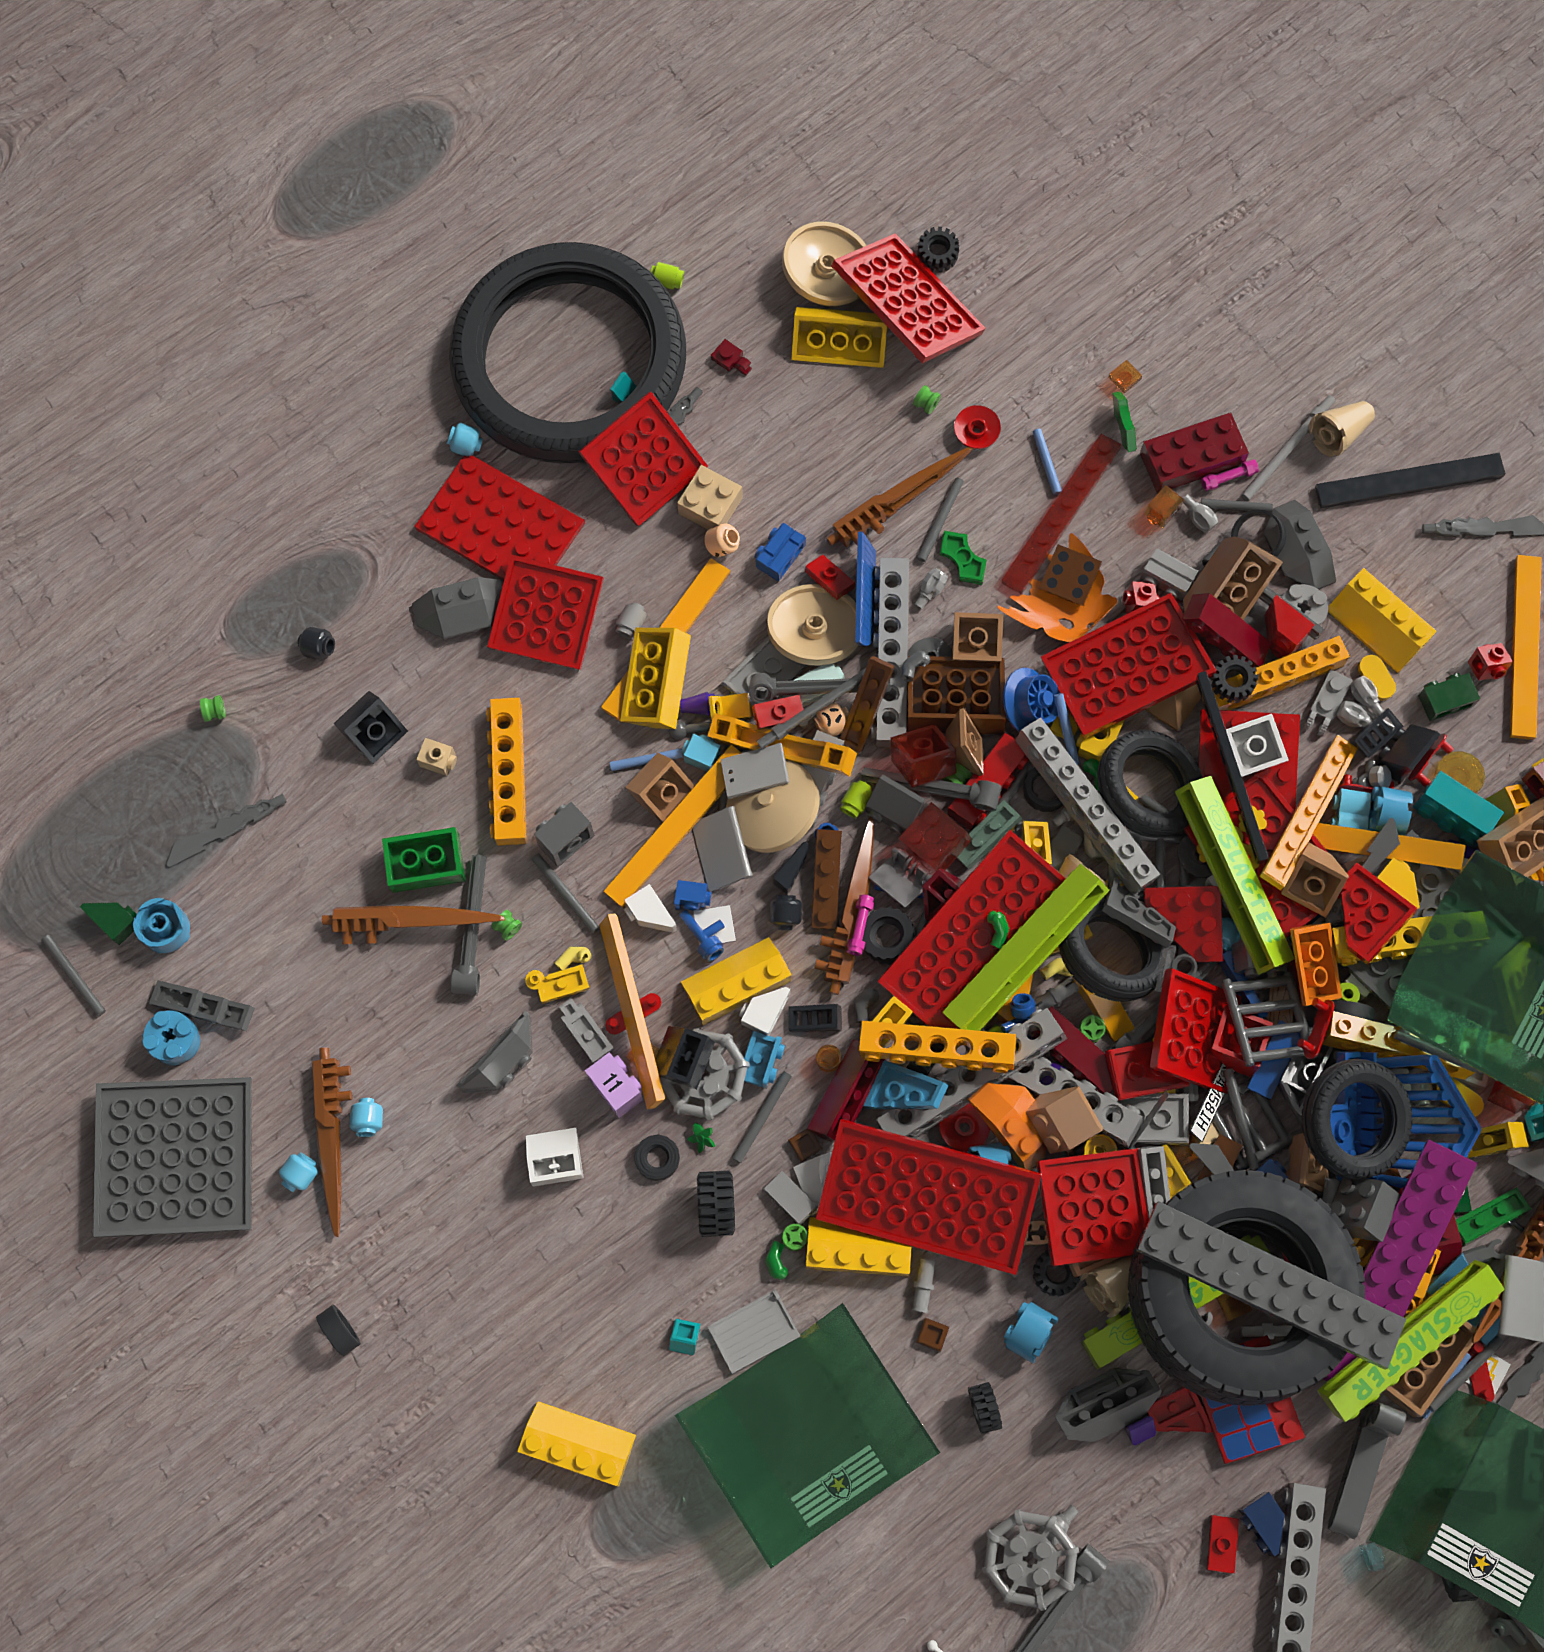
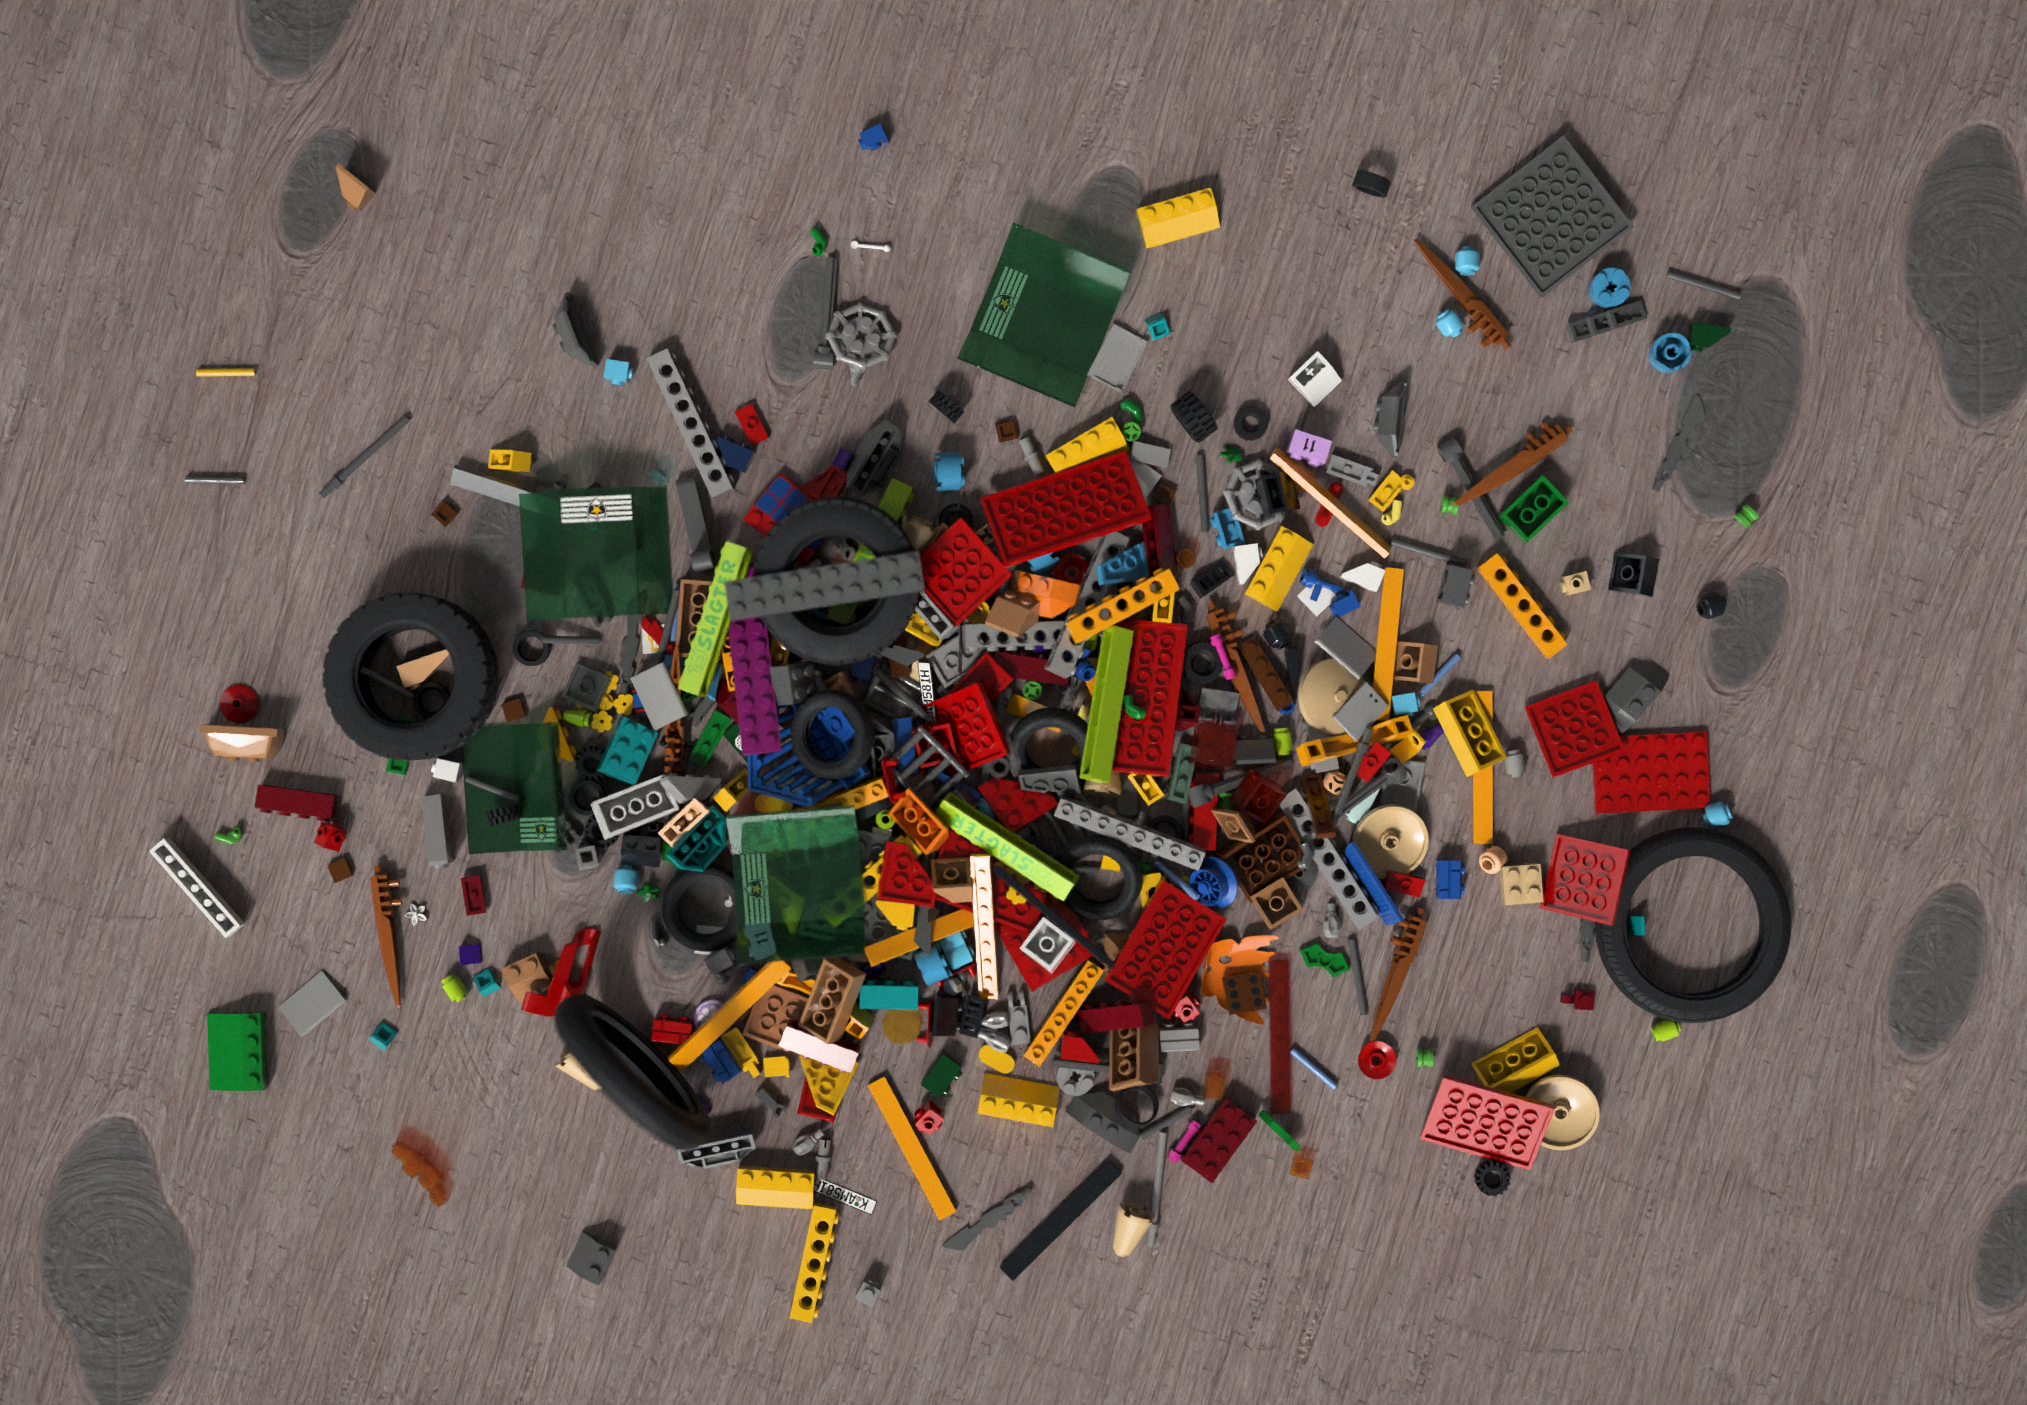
camera: 140 degrees right, 15 degrees up
(1240, 666) = (1089, 996): black tyre -> none

